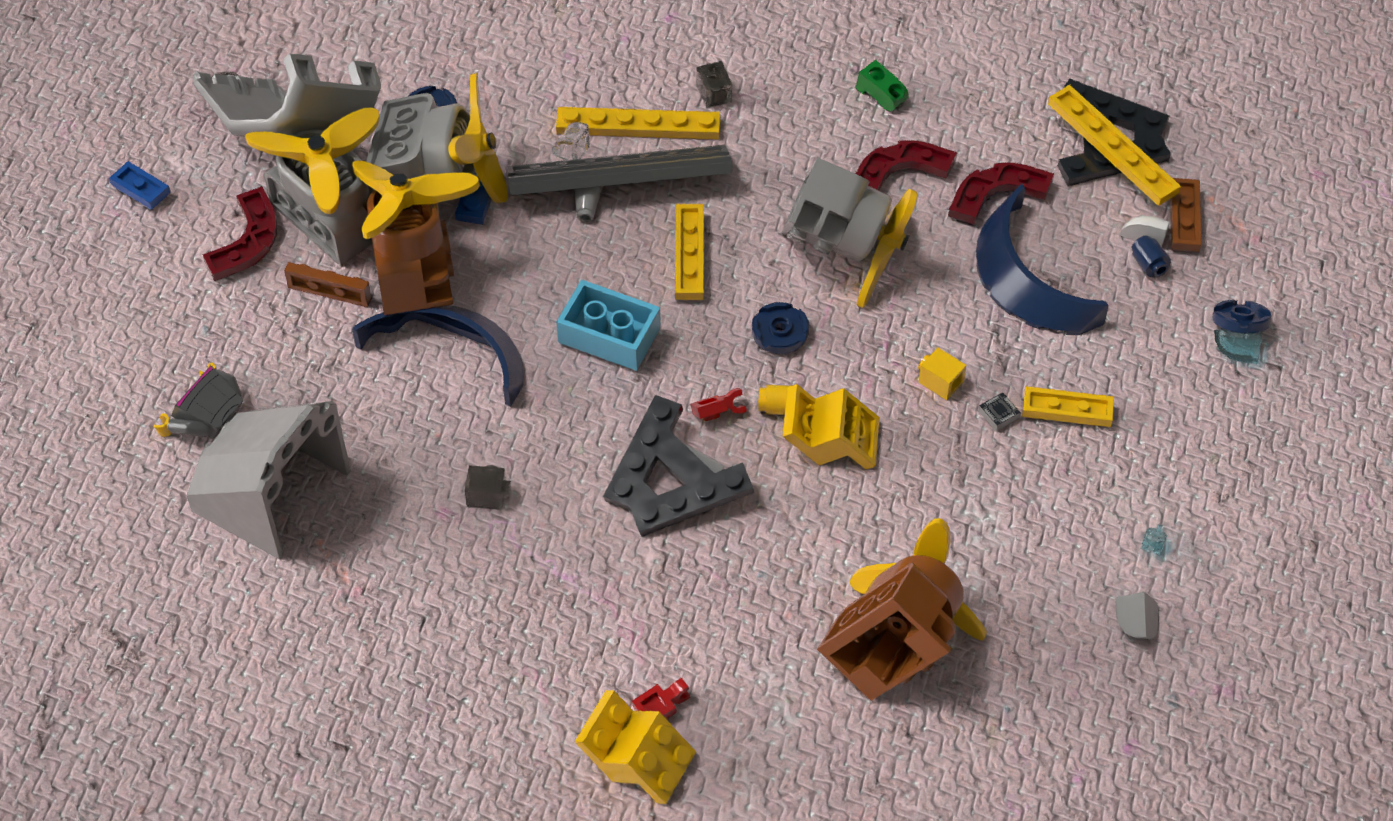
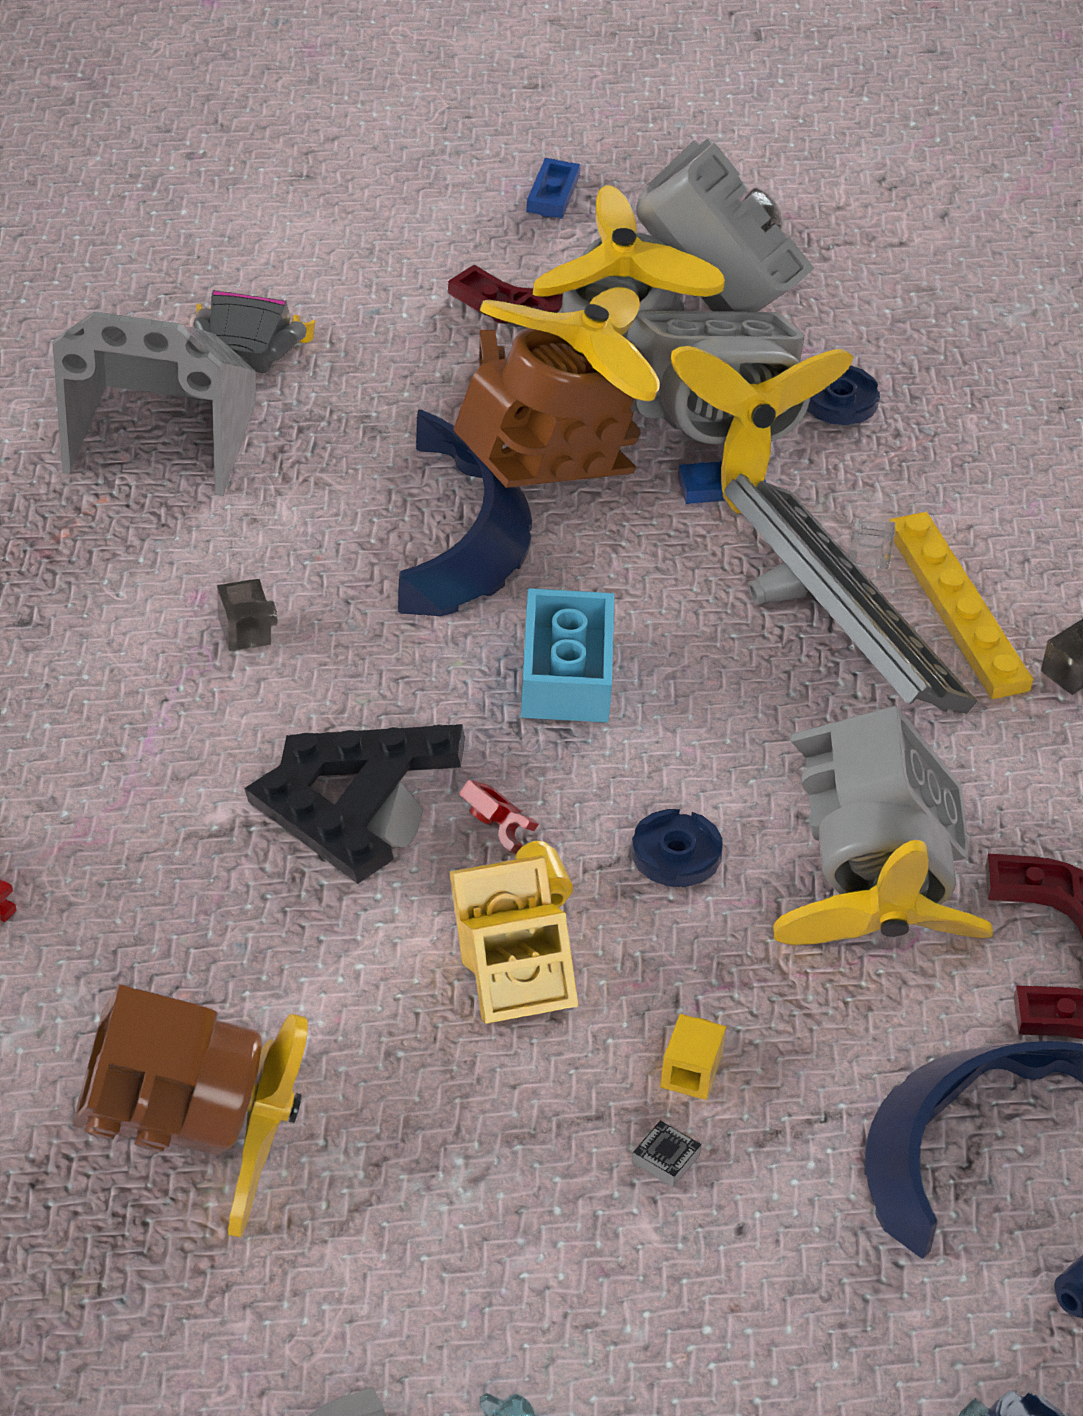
camera: 65 degrees right, 10 degrees down
(689, 252) = (755, 712): yellow plate -> none
(1068, 406) = (719, 1238): yellow plate -> none

